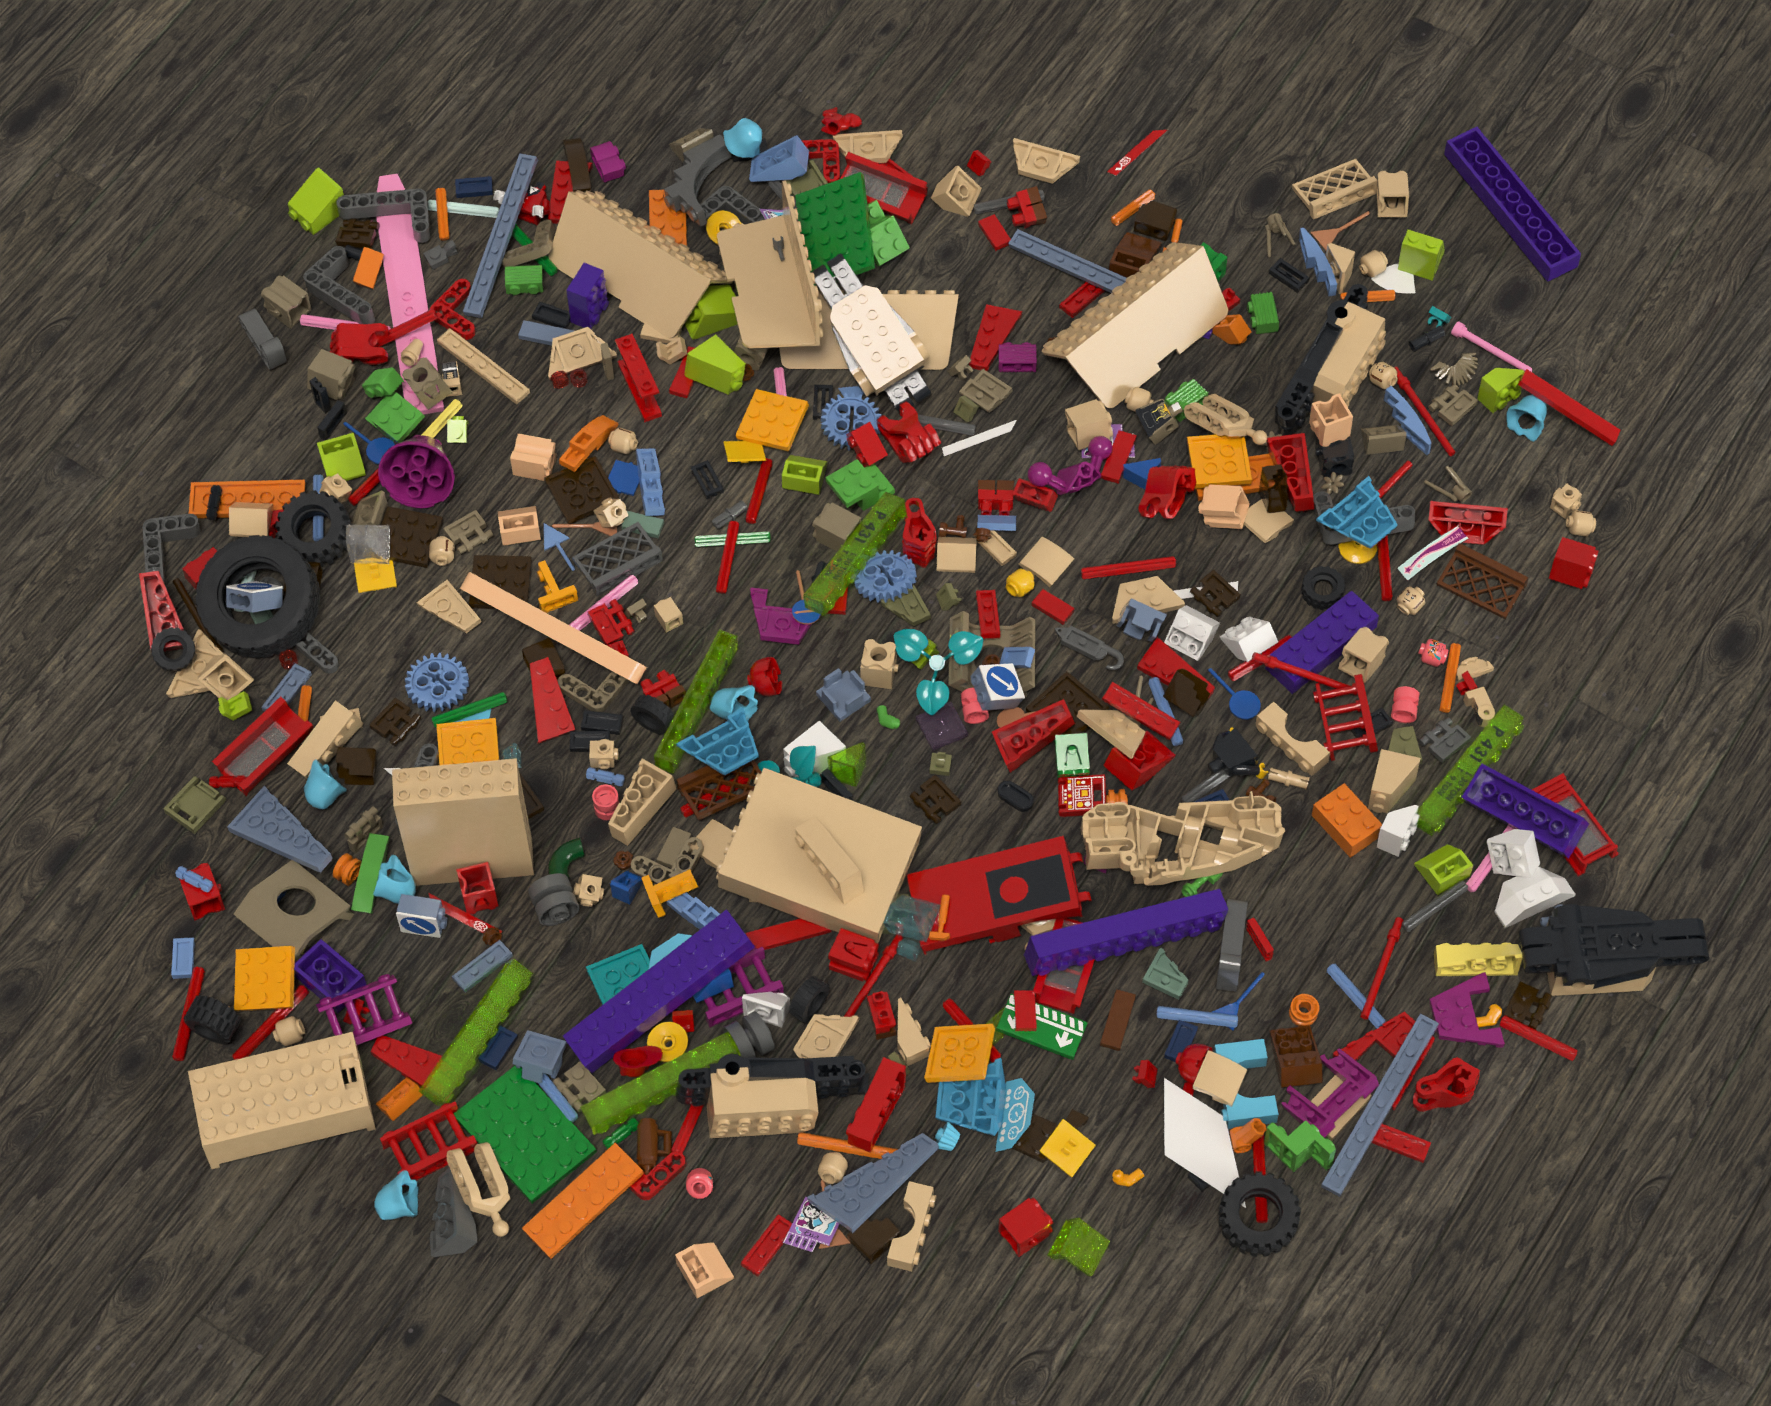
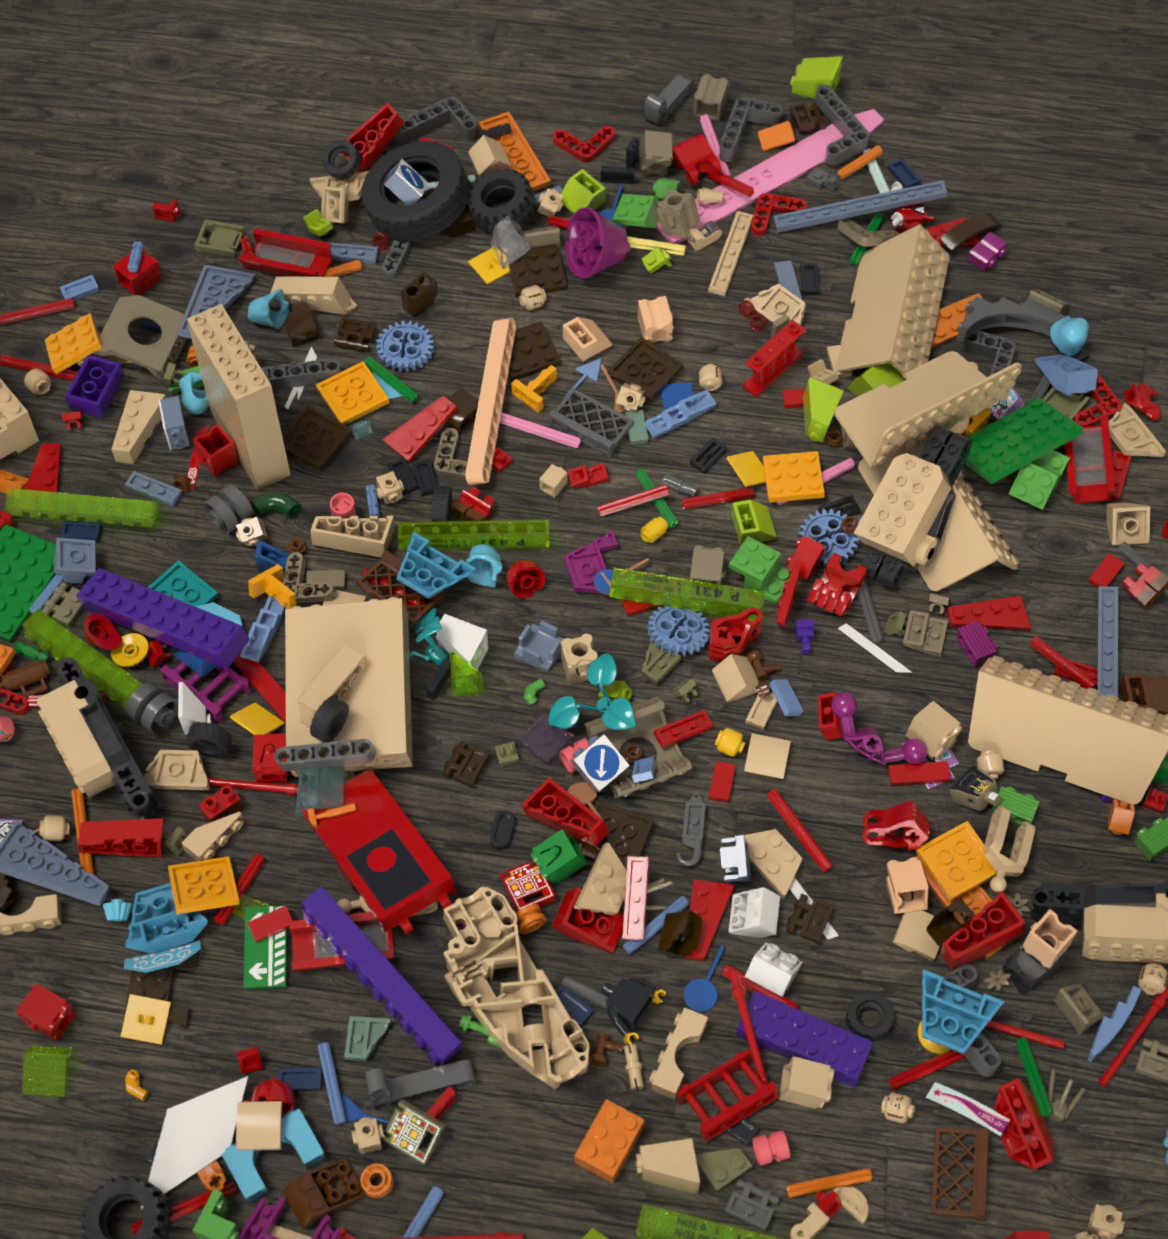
camera: 65 degrees right, 0 degrees up
(131, 842) = (166, 212): none -> red bracket
(212, 1019) = (20, 324): black tyre -> none
(276, 437) = (583, 148): none -> red beam
(357, 900) = (170, 375): none -> olive tile
(379, 1027) = (53, 430): magenta fence -> none
(386, 659) = (416, 303): none -> dark brown piece
(396, 952) = (136, 425): none -> tan wedge
(450, 607) = (481, 326): tan wing -> none
(466, 527) = (562, 303): dark tan plate -> none
(524, 279) = (831, 243): bright green brick -> none
(586, 440) = (694, 349): orange slope -> none
(587, 296) = (832, 287): dark purple brick -> none
(606, 625) = (520, 438): red plate -> none
(637, 611) = (544, 456): dark tan tile -> none
(676, 583) = (589, 476): none -> red slope
(719, 220) = (978, 354): yellow dish -> none
(767, 554) = (654, 529): none -> yellow brick
(804, 955) = (257, 719): none -> yellow piece
(853, 391) = (849, 521): none -> reddish brown plate
(870, 872) = (329, 719): none -> black tyre
(892, 901) = (333, 759): none -> dark grey beam
(902, 475) = (789, 590): none -> red wing
(938, 480) = (804, 634): none -> dark purple piece
(1001, 501) = (813, 683): red hips -> none
(1069, 303) = (1062, 663): none -> red axle
(1118, 1020) = (300, 1012): reddish brown tile -> none
(1138, 471) = (909, 793): blue slope -> none
(1261, 1001) = (368, 1135): none -> tan brick
(1271, 965) = (408, 1130): none -> olive container
(1397, 830) = (617, 1195): white slope -> none
(1427, 494) = (1034, 1077): none -> green axle
(1433, 652) = (848, 1154): coral head -> none

